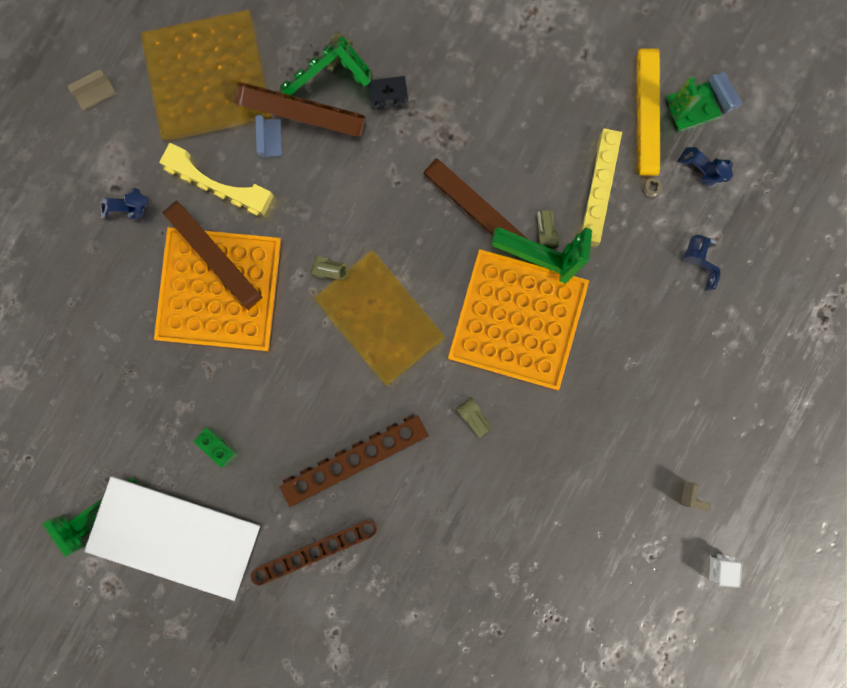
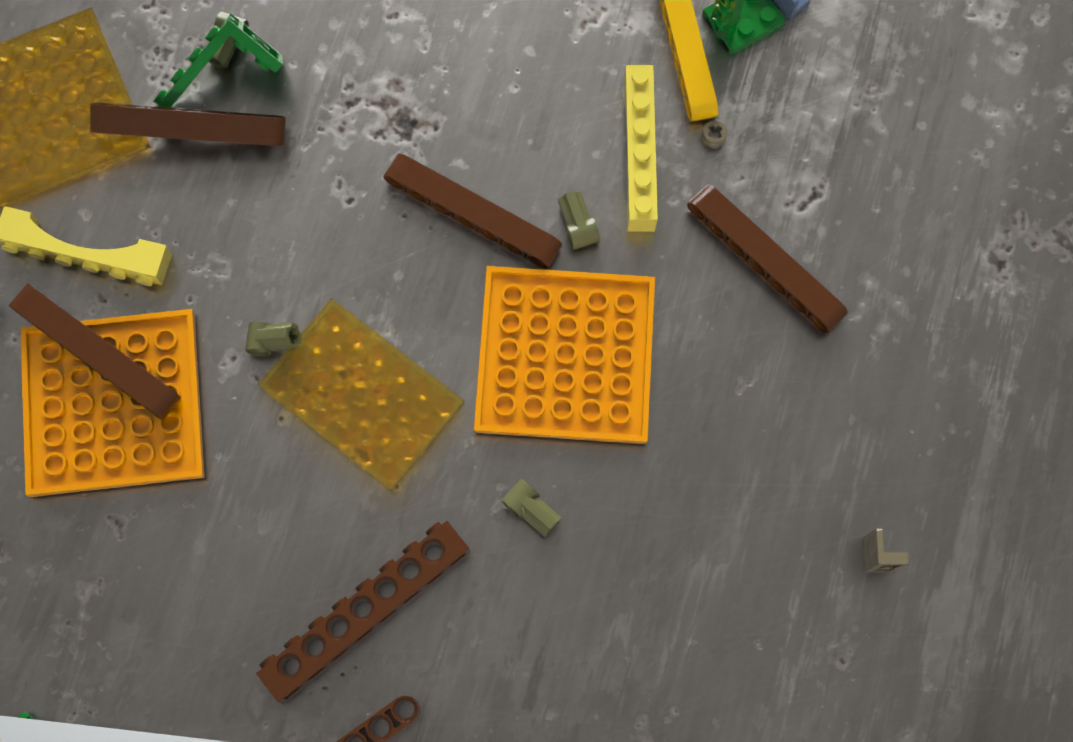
camera: 20 degrees left, 10 degrees down
(215, 447) = (147, 636): green brick -> none
(268, 137) = (149, 174): sand blue panel -> none
(394, 85) = (316, 67): black brick -> none
(566, 264) = (613, 260): green bracket -> none
(667, 282) = (767, 259): none -> reddish brown beam
(696, 256) = (799, 212): dark blue piece -> none
(714, 172) = (794, 96): dark blue piece -> none
(725, 570) = (955, 651): white brick -> none

